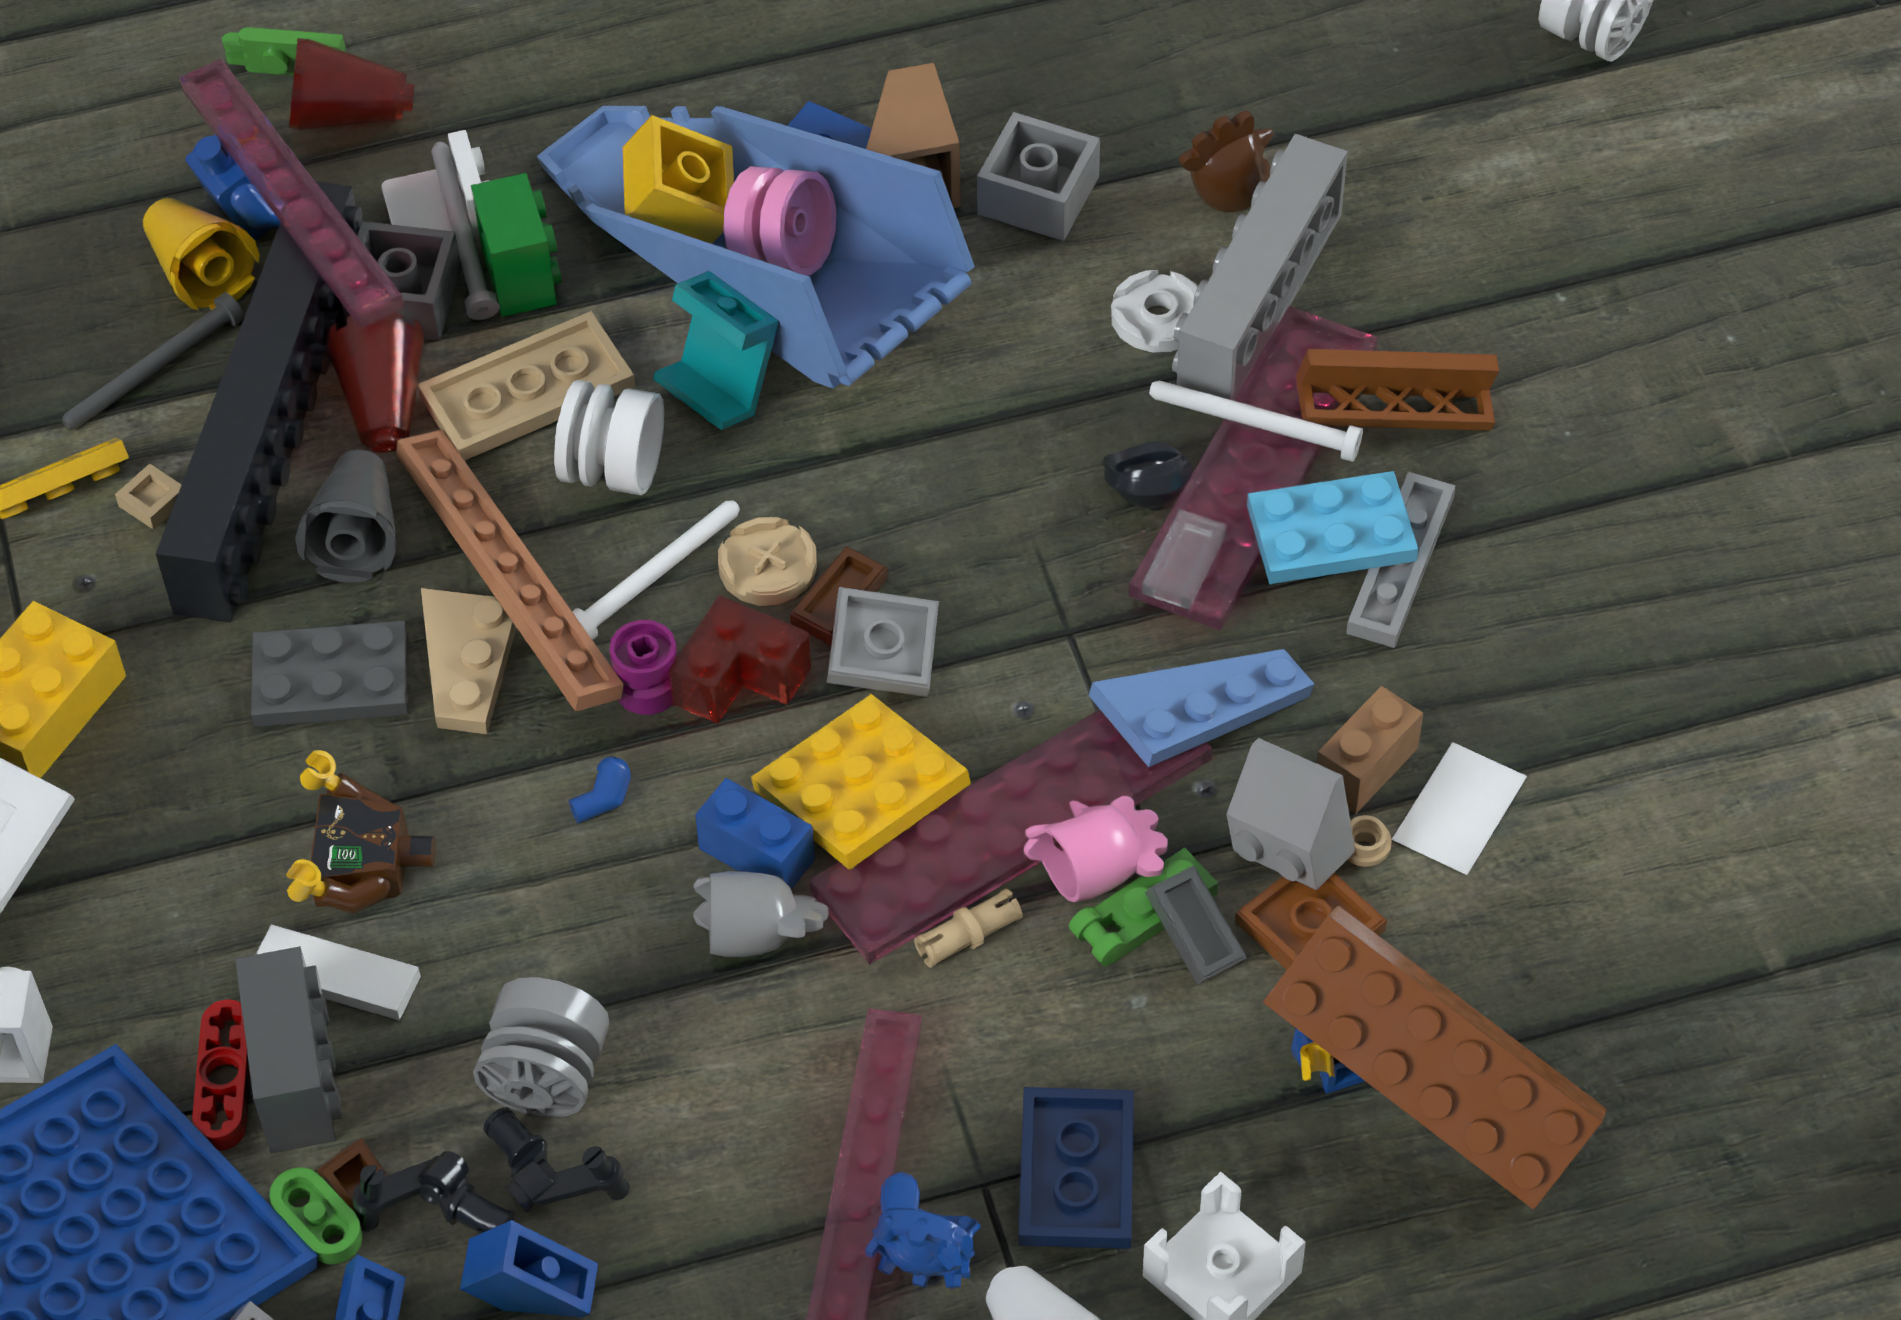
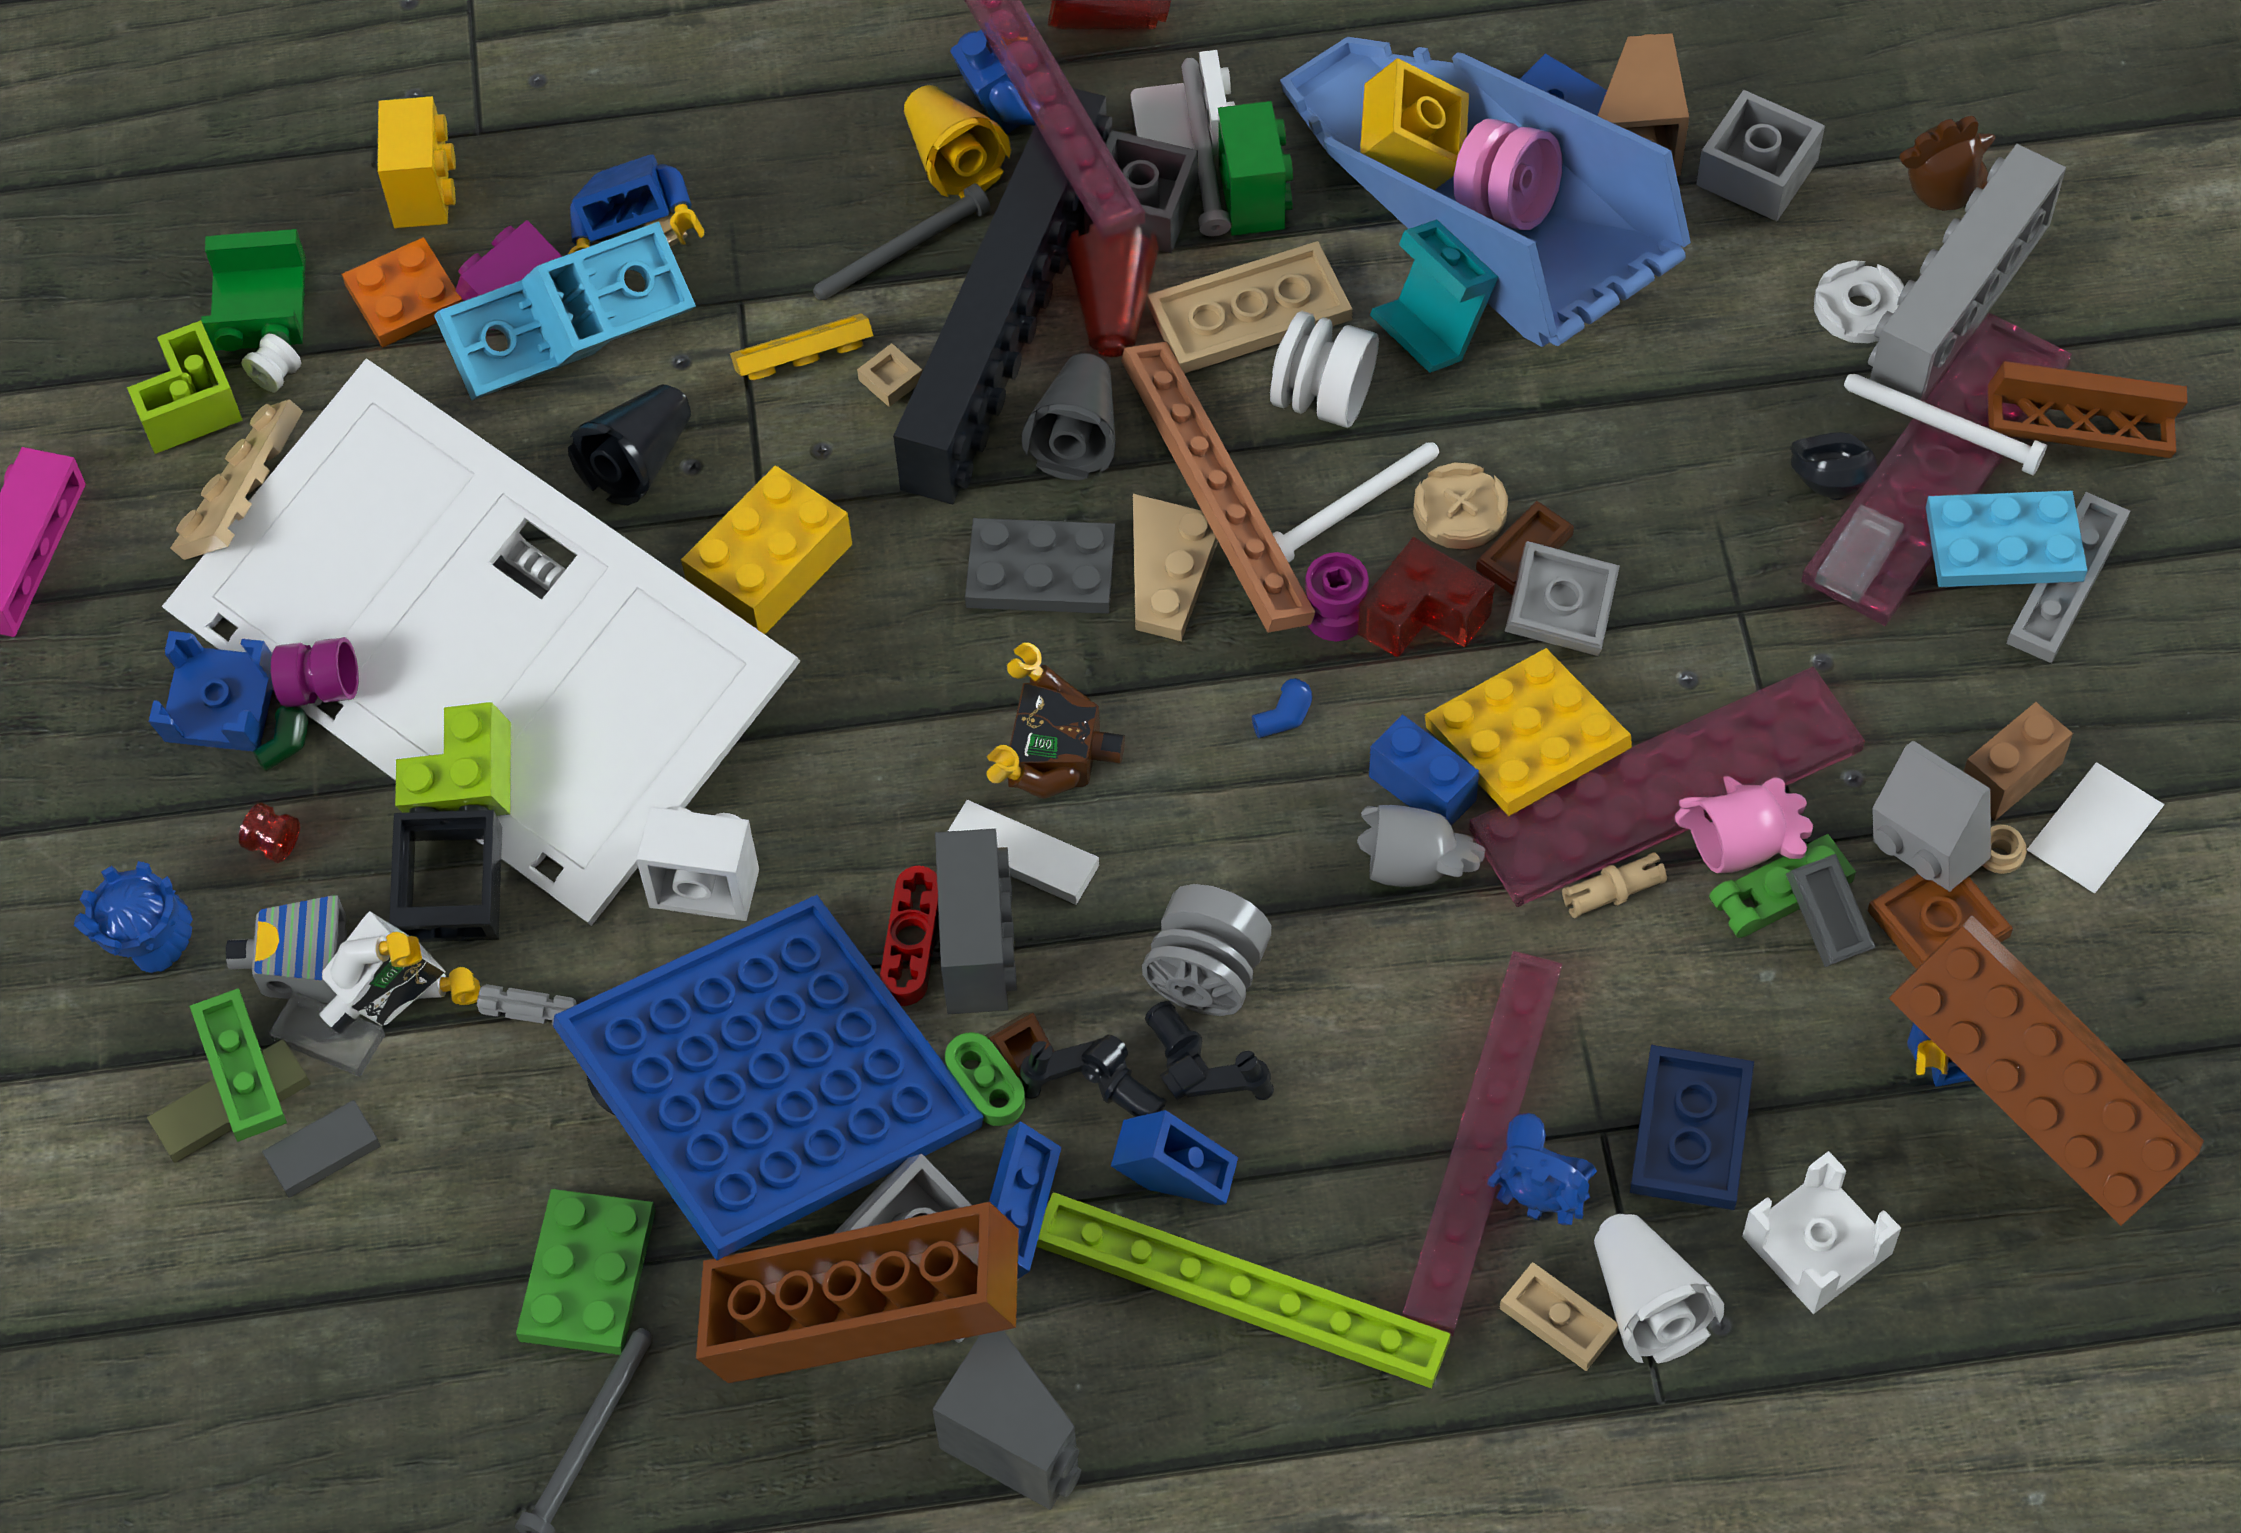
camera: 10 degrees right, 5 degrees up
(1196, 703) = (1853, 696): medium blue wing -> none

